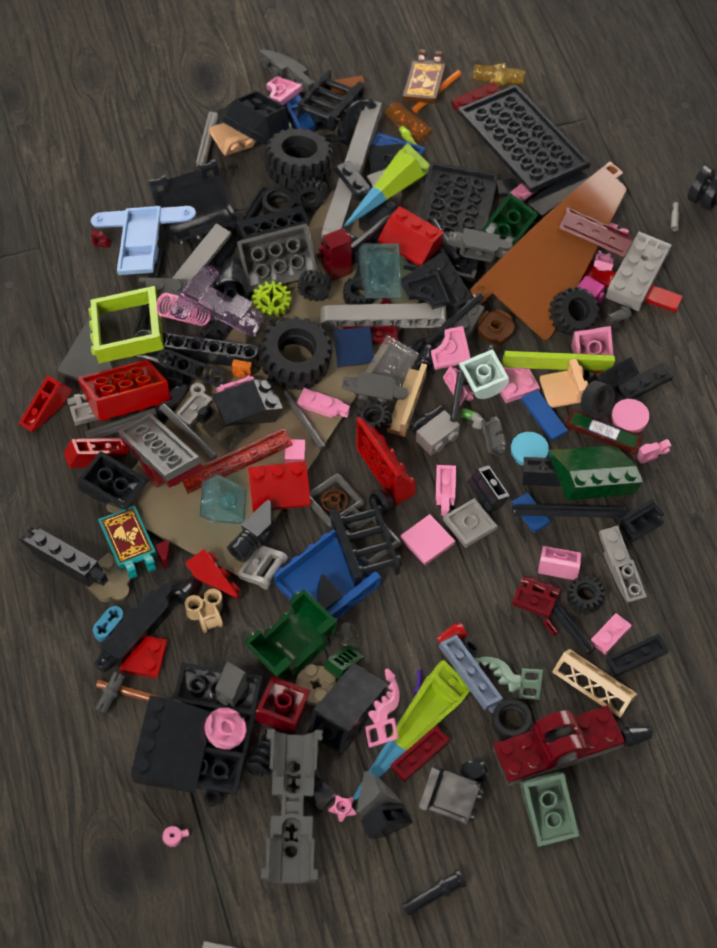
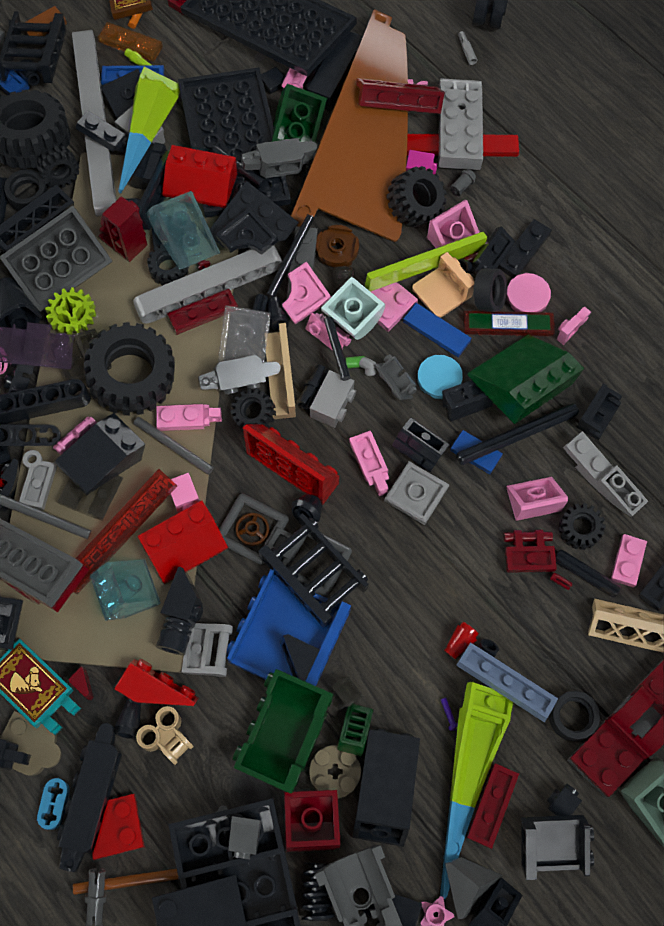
camera: 25 degrees left, 10 degrees up
(205, 414) = (55, 485): black tile -> none
(225, 728) = (259, 888): bright pink tile -> none
(241, 368) = (73, 412): orange plate -> none
(314, 285) = (113, 276): black tyre -> none
(349, 120) = (65, 63): black piece -> none
(353, 346) = (191, 333): dark blue tile -> none
(384, 708) = (430, 785): bright pink piece -> none
(427, 539) = (378, 533): bright pink tile -> none
(513, 681) = (558, 669): sand green piece -> none
(603, 261) = (419, 128): bright pink plate -> none

